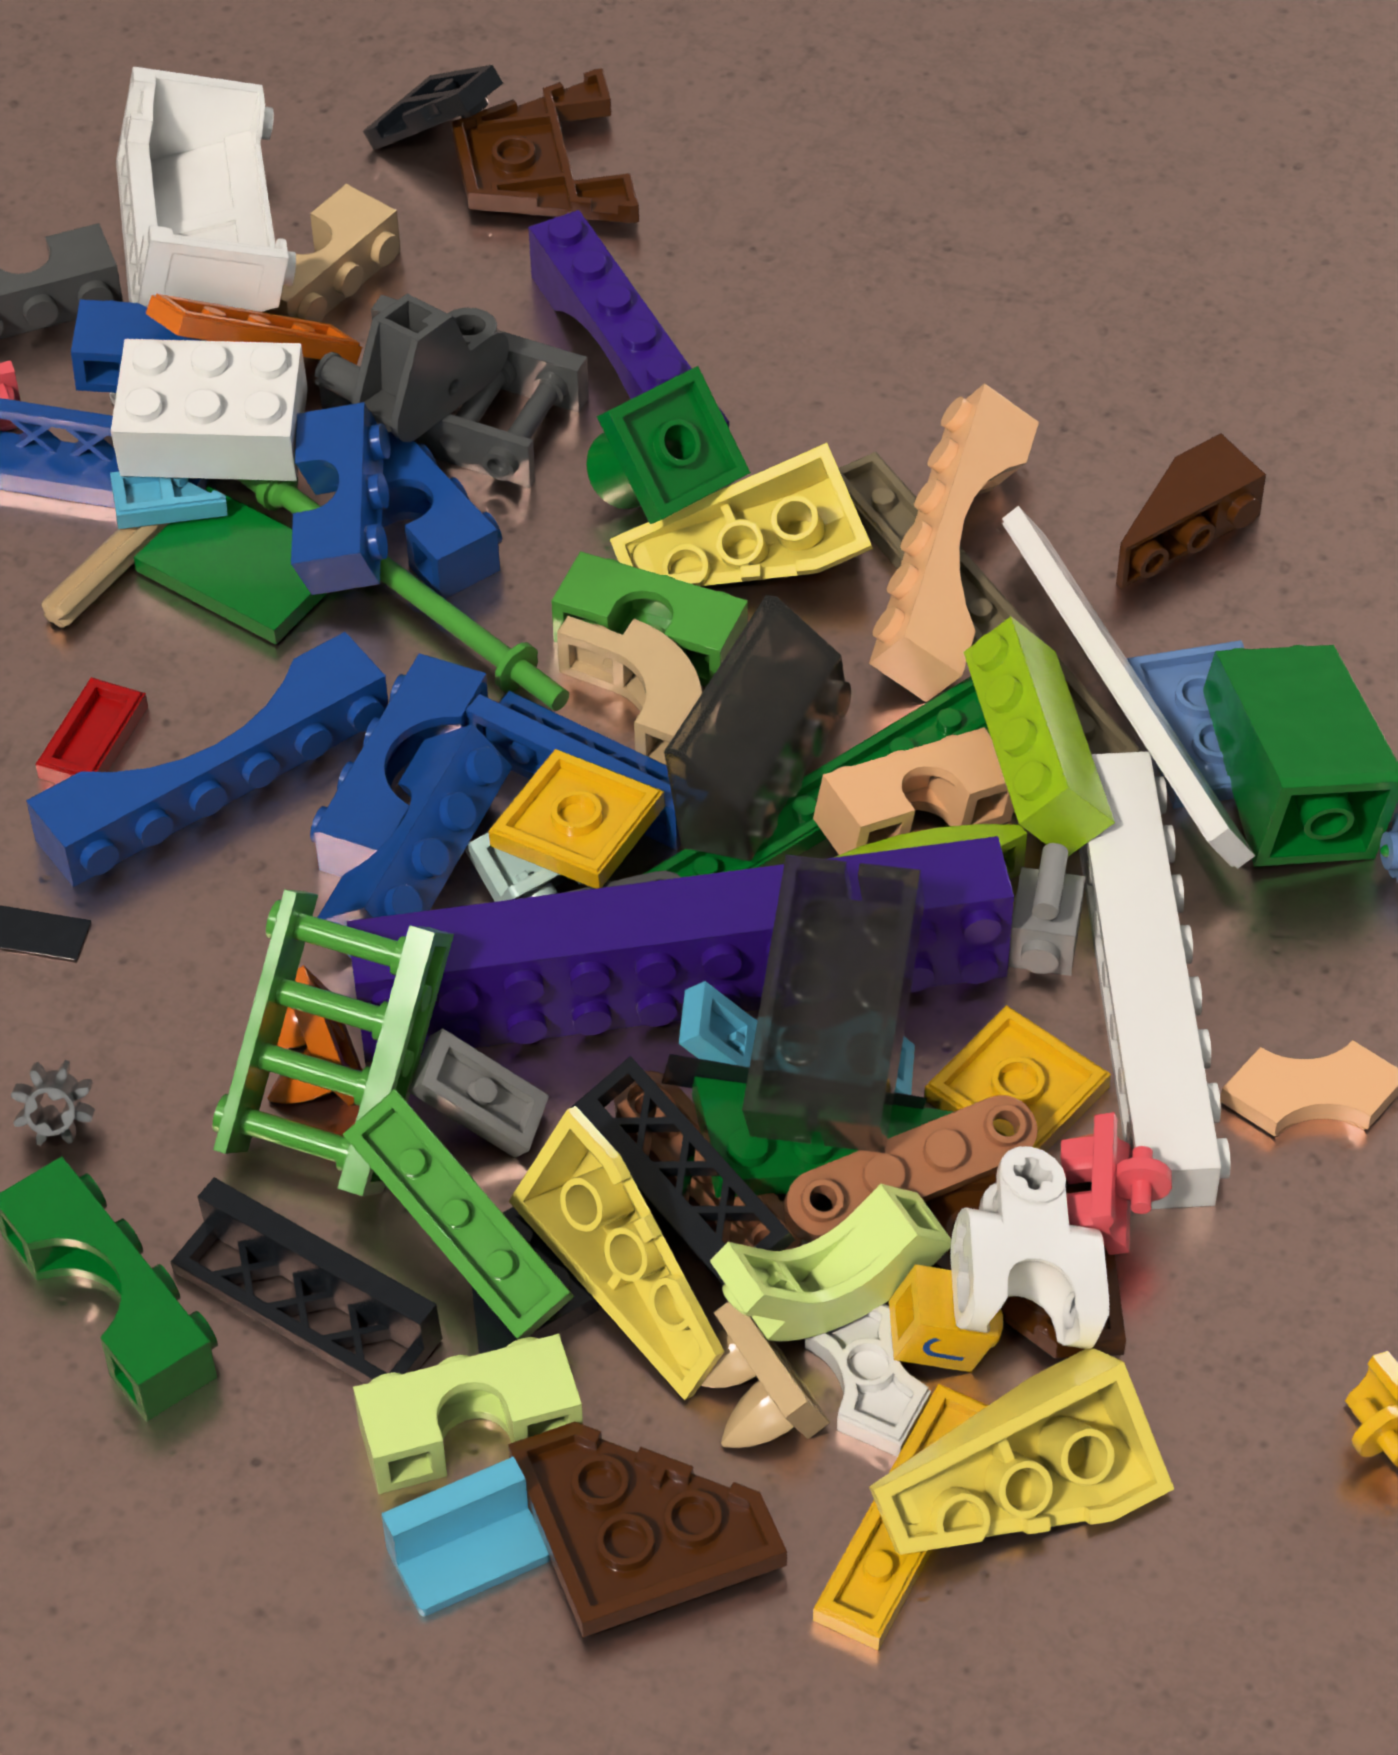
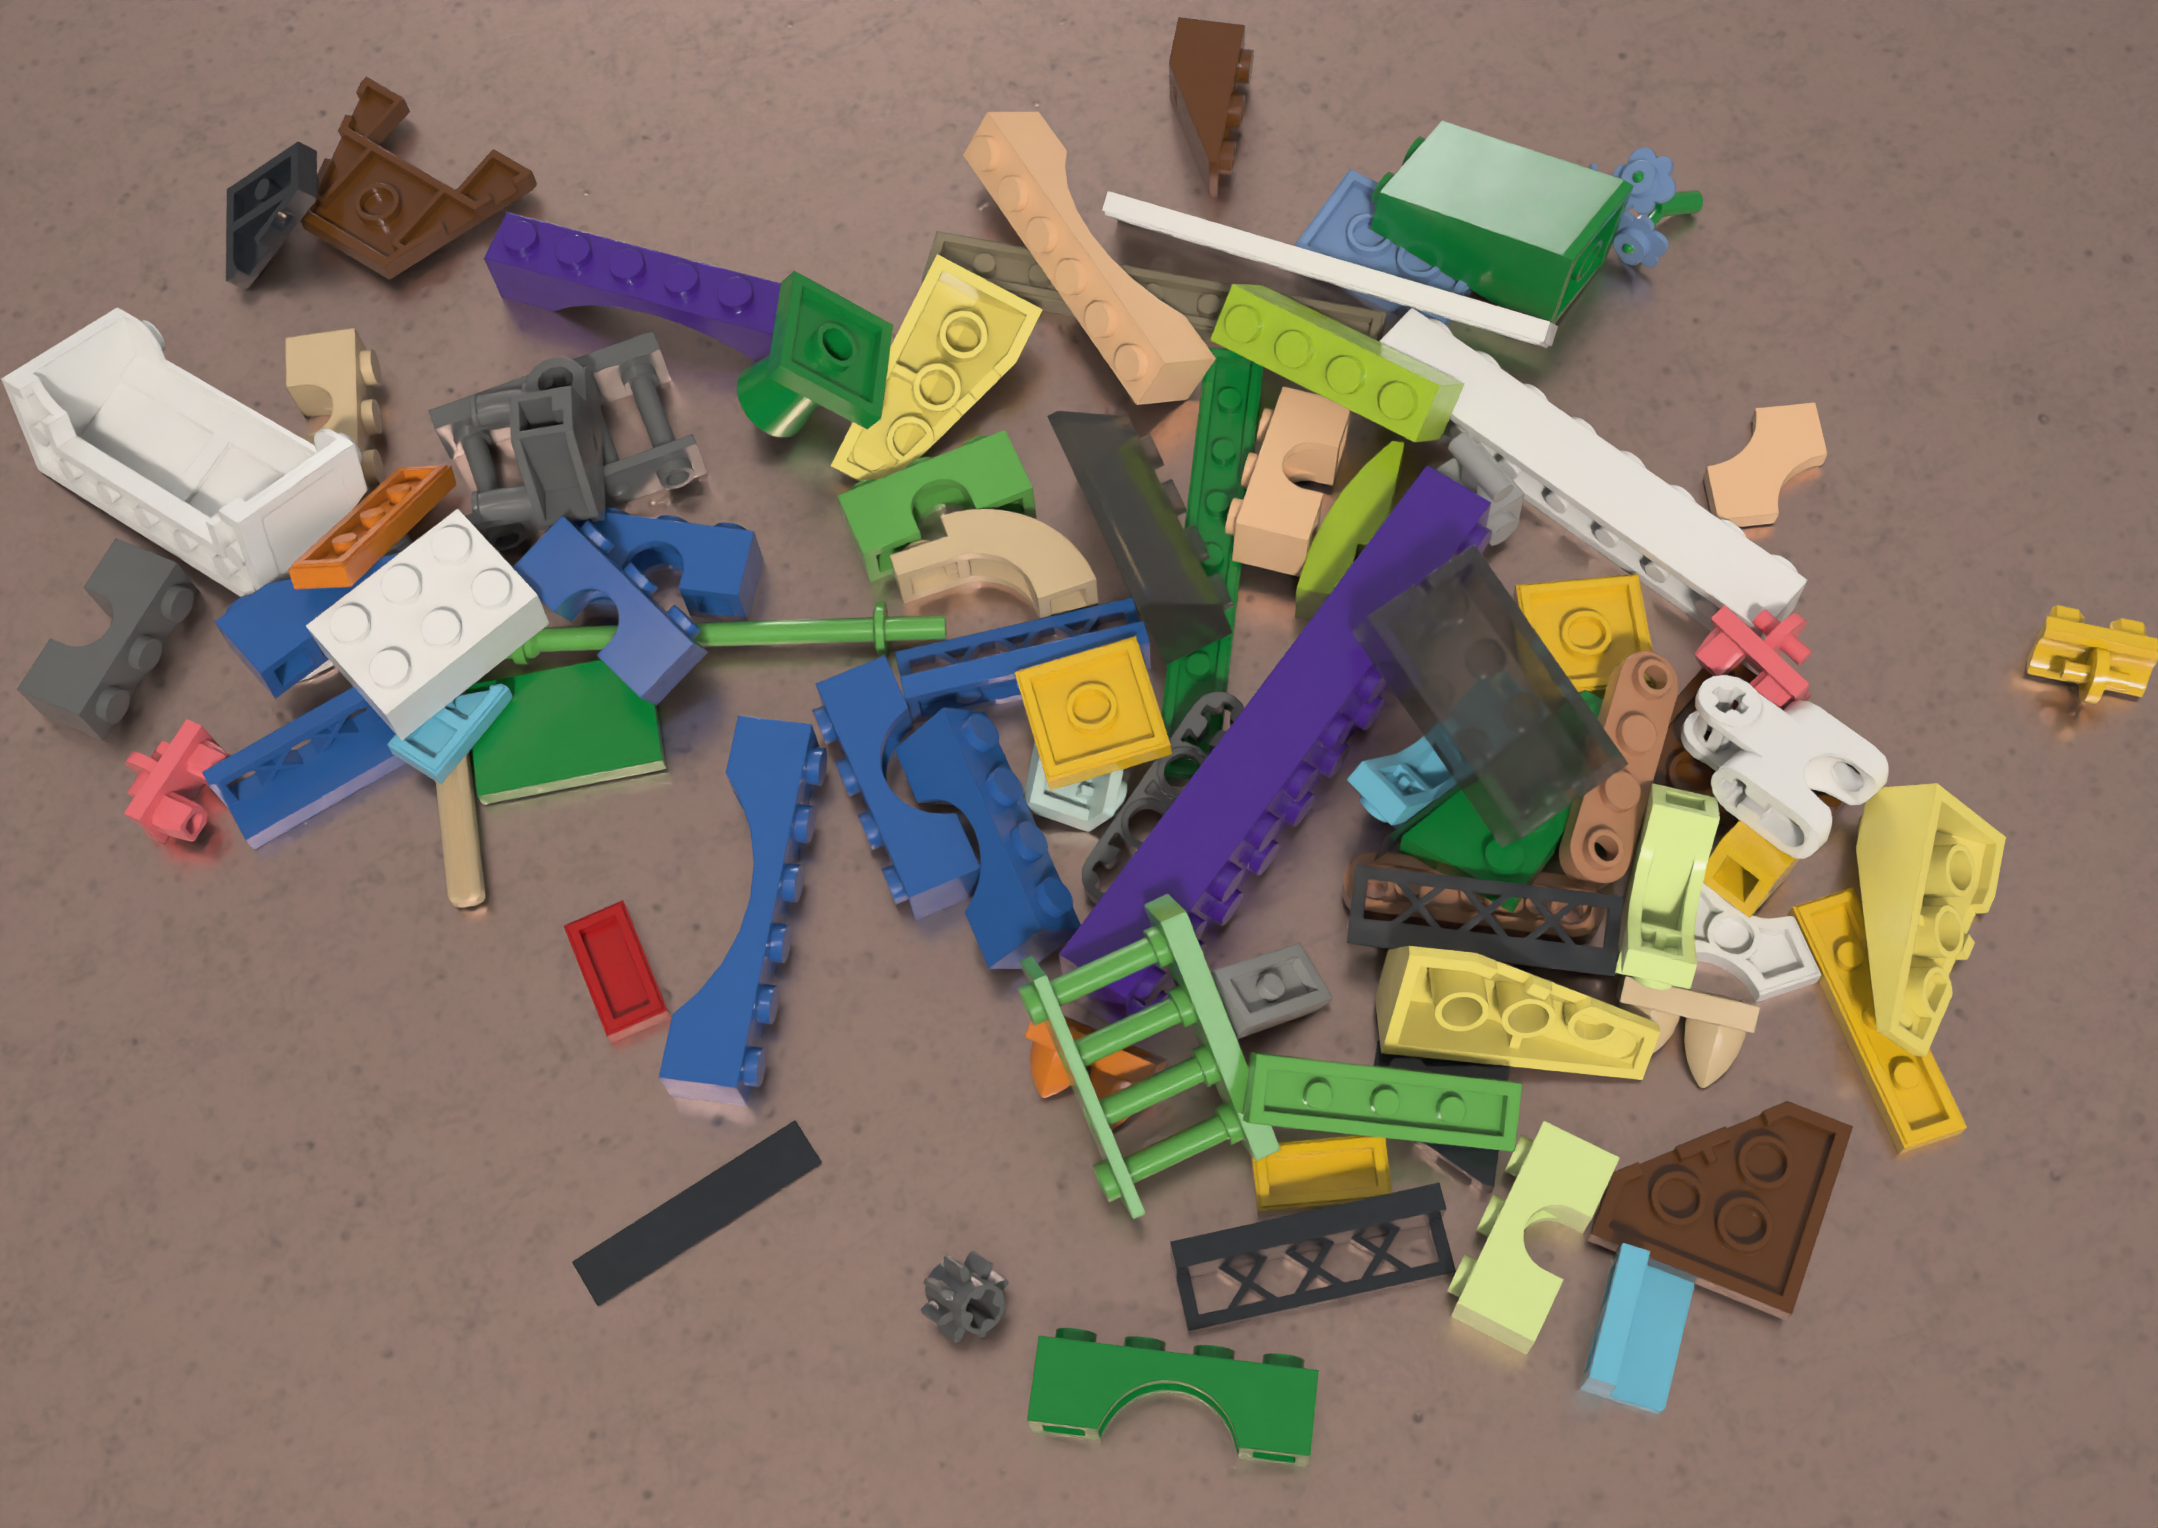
camera: 40 degrees left, 15 degrees up
(385, 1244) = (1320, 1174): none -> yellow tile

